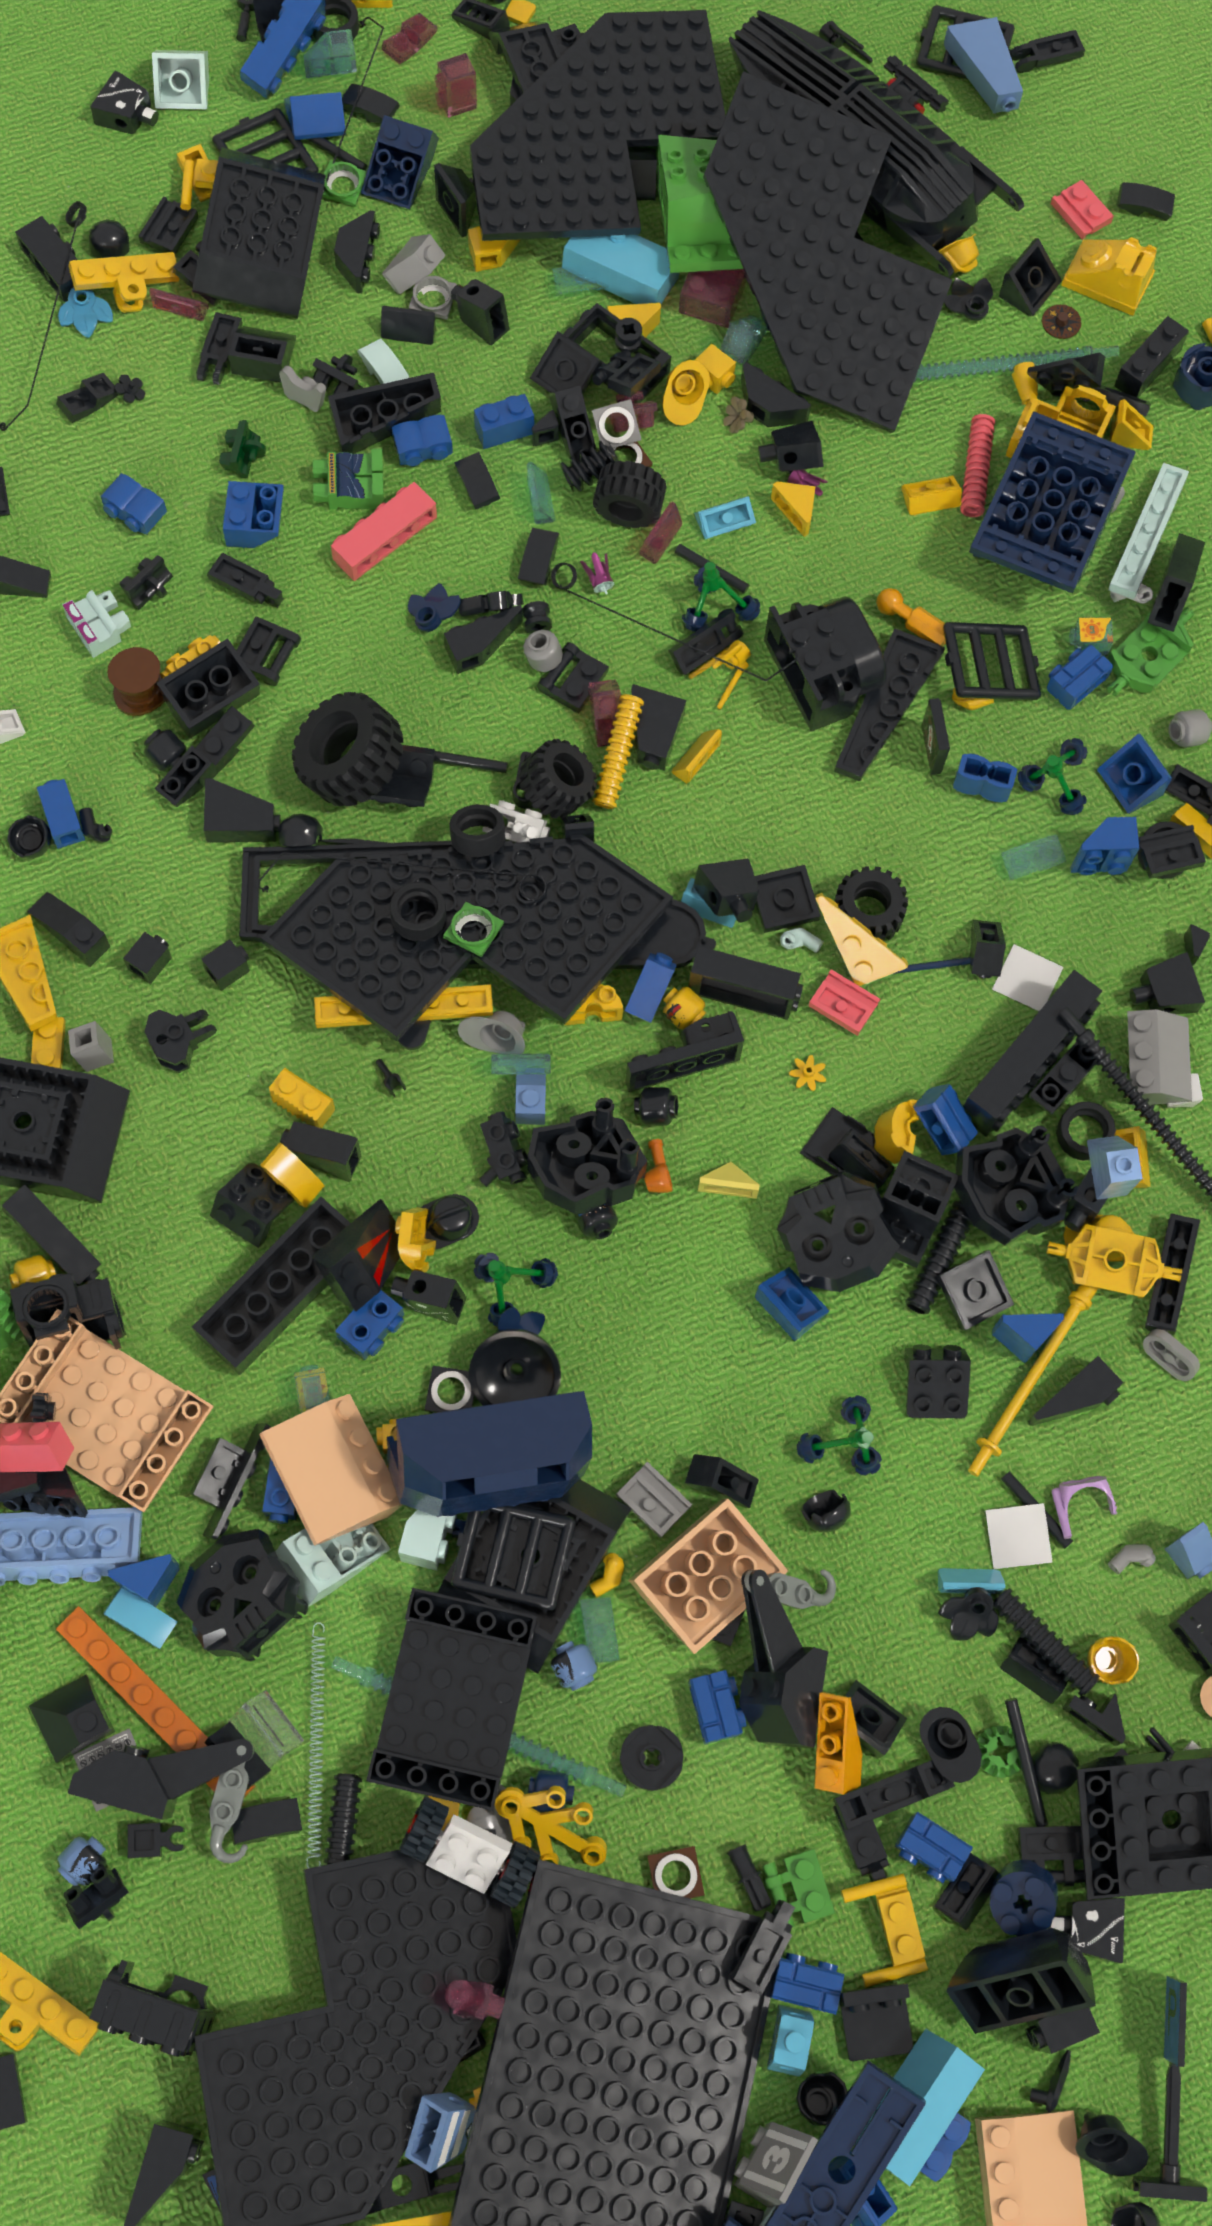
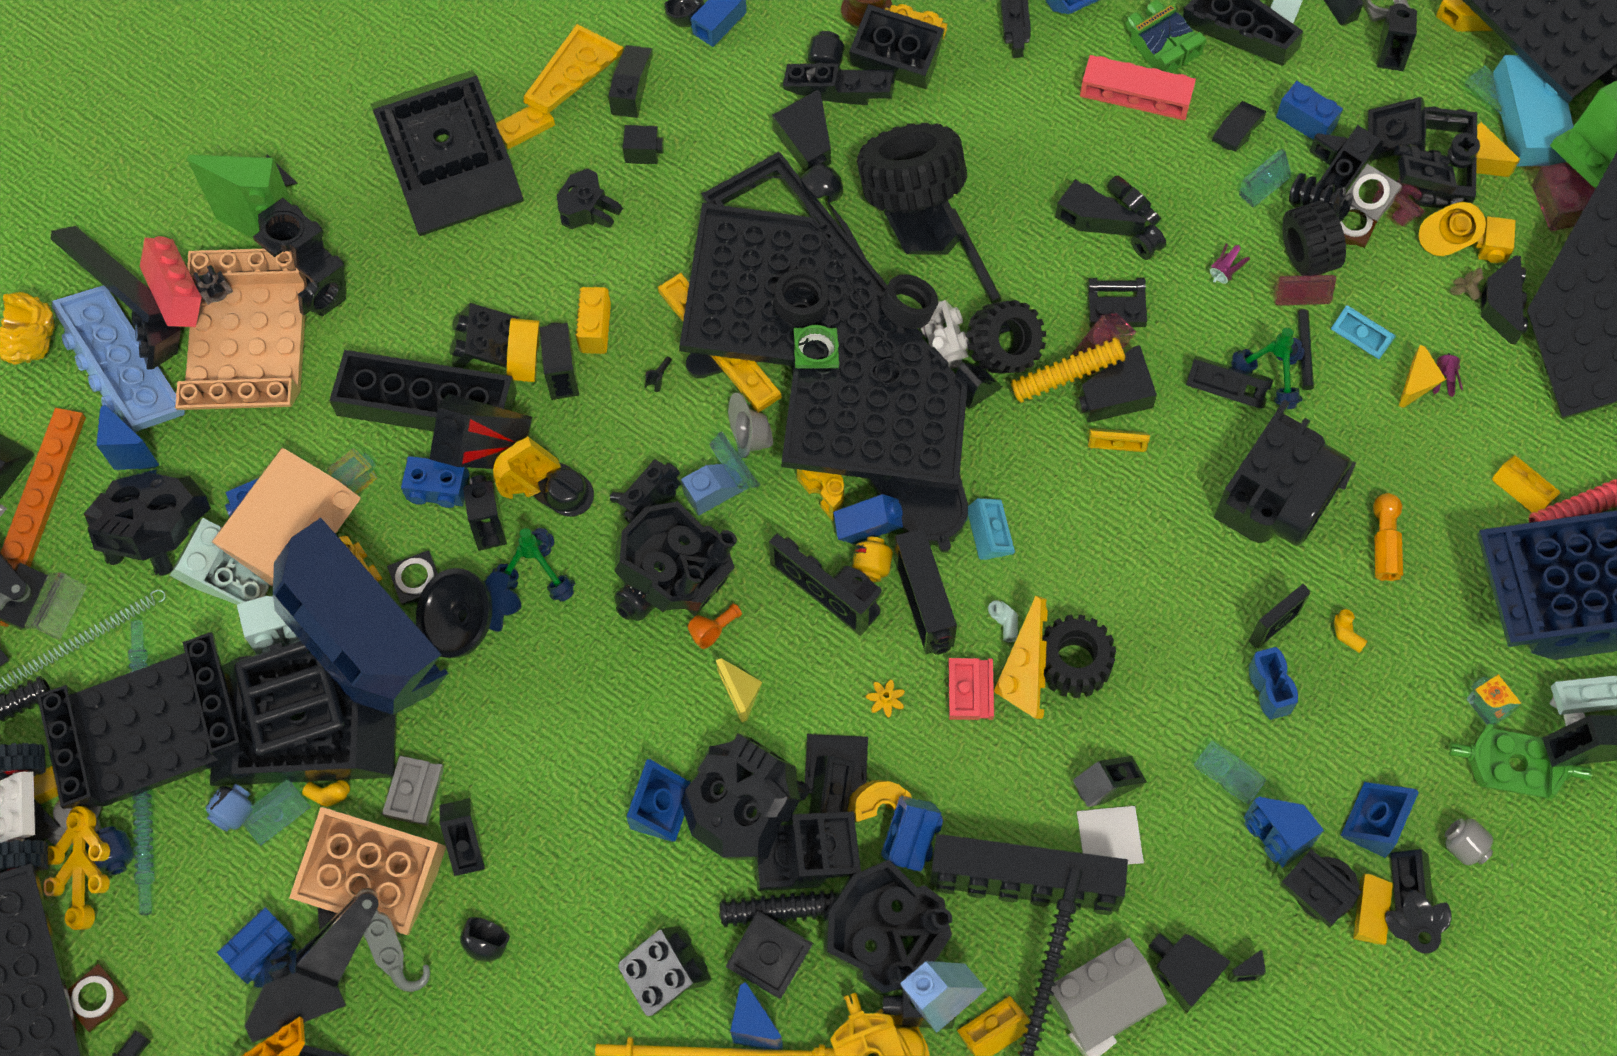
camera: 65 degrees right, 5 degrees down
(31, 1270) = (331, 221): yellow head -> none
(51, 1235) = (366, 213): black slope -> none
(90, 1046) = (538, 148): light grey brick -> none
(93, 830) = (725, 45): black arm -> none
(140, 1617) = (92, 465): medium azure slope -> none
(224, 1477) = (238, 450): black bracket -> none
(226, 964) = (673, 200): black brick -> none
(259, 643) = (966, 61): black plate -> none
(422, 440) = (1242, 66): blue brick -> none
(433, 608) = (1097, 163): dark blue plate -> none
(538, 556) = (1205, 209): black slope -> none
(543, 650) = (1119, 261): light grey head -> none
(574, 578) = (1206, 248): black piece -> none
(656, 1106) = (767, 590): black head -> none
(670, 1757) = (177, 903): black plate -> none
(728, 888) = (1005, 529): black torso -> none
(735, 654) = (1233, 412): yellow plant -> none
(743, 338) = (1540, 242): clear light blue slope -> none
(786, 899) = (1033, 576): black plate -> none
(794, 448) = (1471, 342): black torso -> none
(866, 1458) = (553, 946): dark blue plant -> none
(908, 666) = (1323, 558): black wing -> none
(937, 964) = (1061, 744): dark blue axle -> none
(999, 632) = (1431, 615): black bar -> none
(1033, 776) = (1310, 727): dark blue plant -> none
(1063, 1079) = (1022, 919): black slope -> none
(1079, 676) = (1443, 711): blue brick -> none
(1089, 1109) = (1010, 954): black tyre -> none

